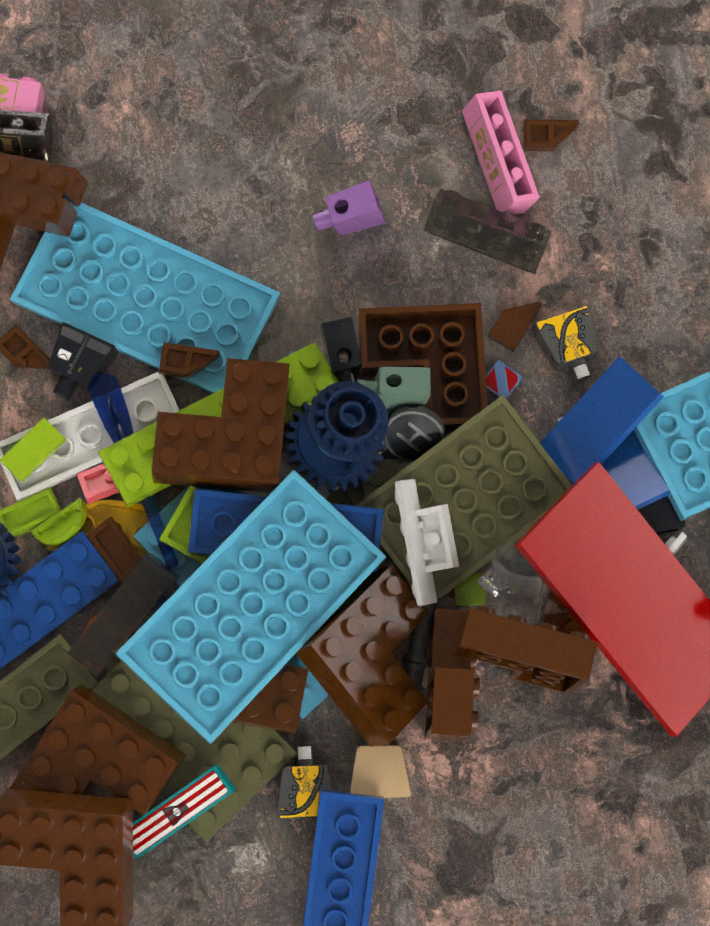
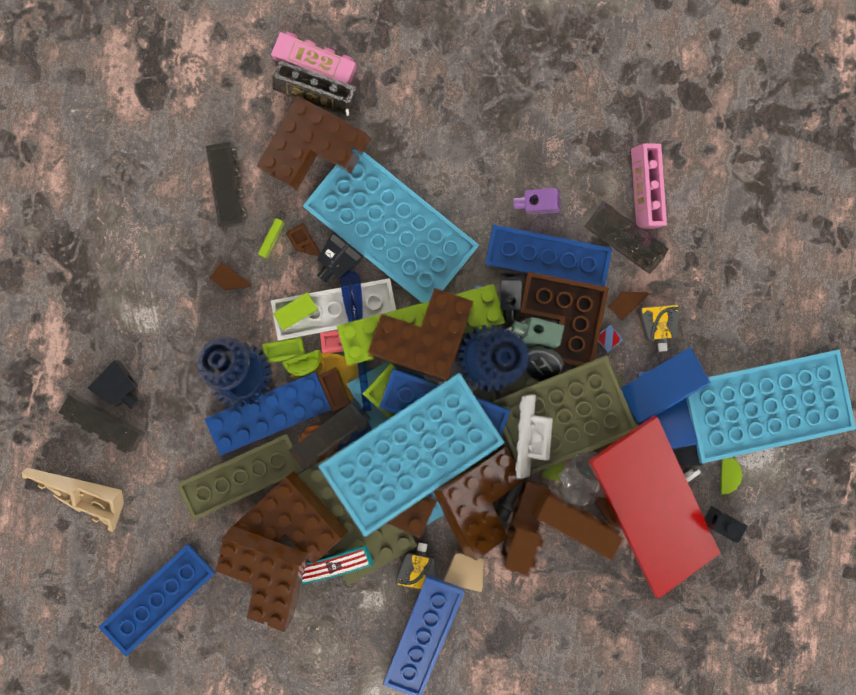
camera: 20 degrees right, 10 degrees up
(185, 360) = (406, 276): reddish brown tile -> none
(344, 284) = (548, 255): none -> blue plate
(547, 134) = (683, 178): reddish brown tile -> none

